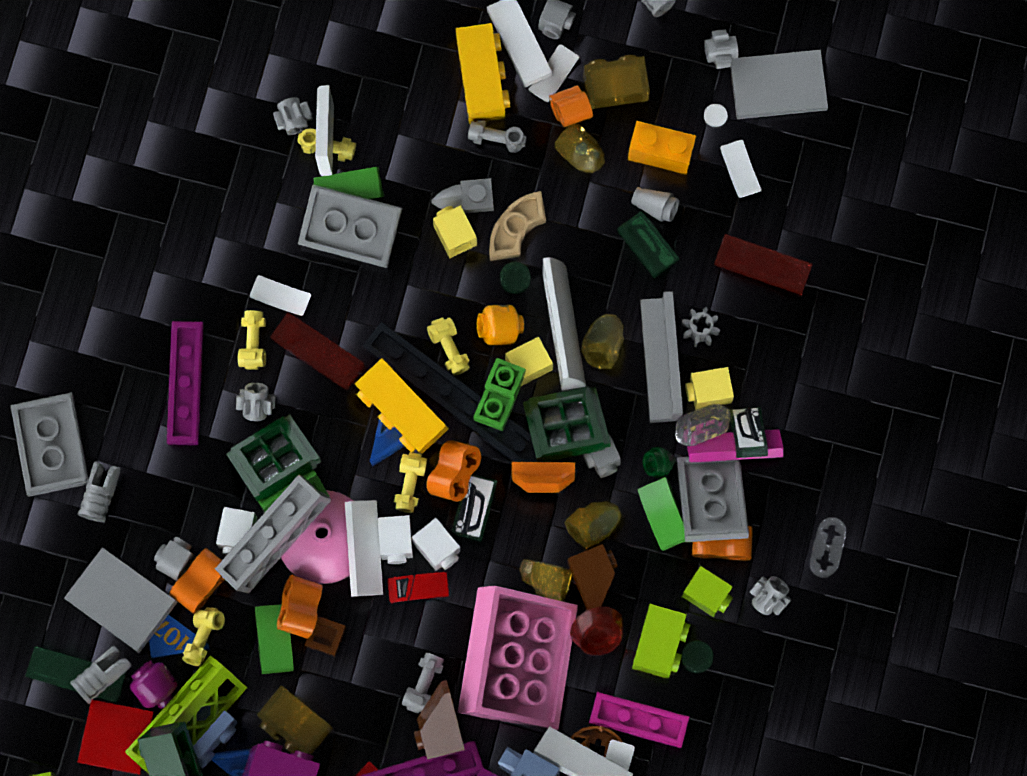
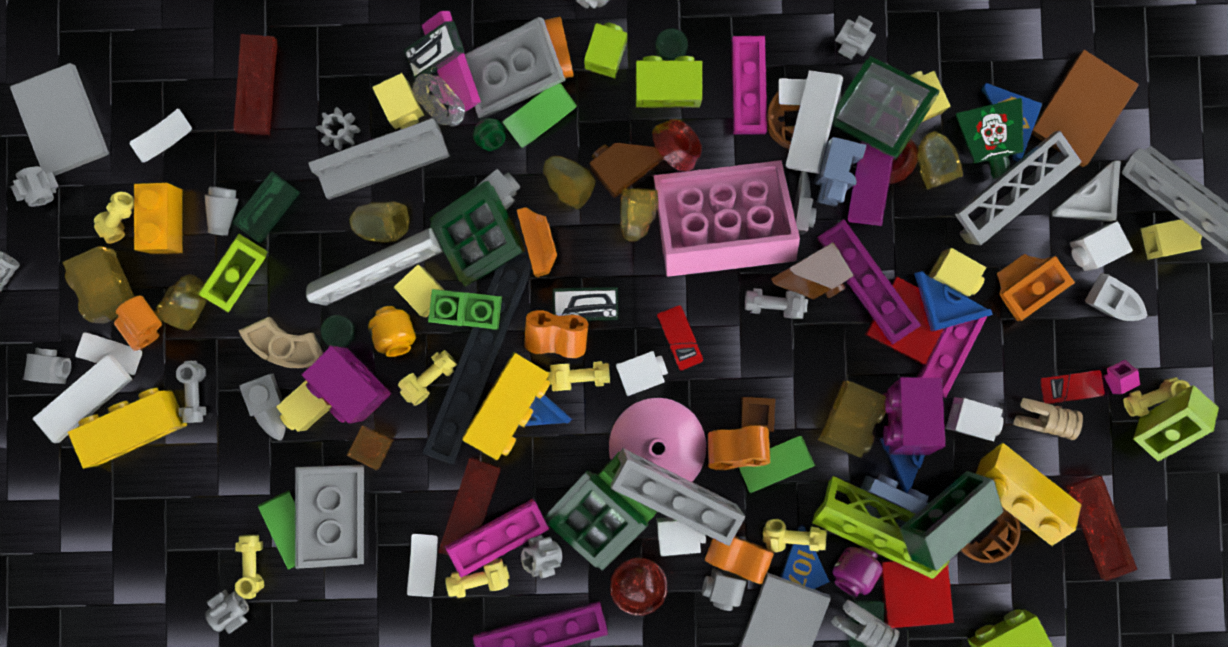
camera: 105 degrees left, 10 degrees up
(201, 481) = (638, 586): none -> clear red hat
(284, 367) = (496, 538): none -> dark pink tile
(324, 130) = (233, 573): white tile -> none
(363, 548) = (660, 401): white tile -> none
(400, 277) = (370, 447): none -> clear orange plate
(436, 545) = (636, 329): white brick -> none
(461, 271) = (345, 385): none -> magenta brick
(500, 733) = (803, 210): none -> light grey plate
(593, 200) = (233, 272): none -> lime brick
(671, 104) = (109, 223): none -> light yellow bar
(715, 115) = (111, 176): white piece -> none

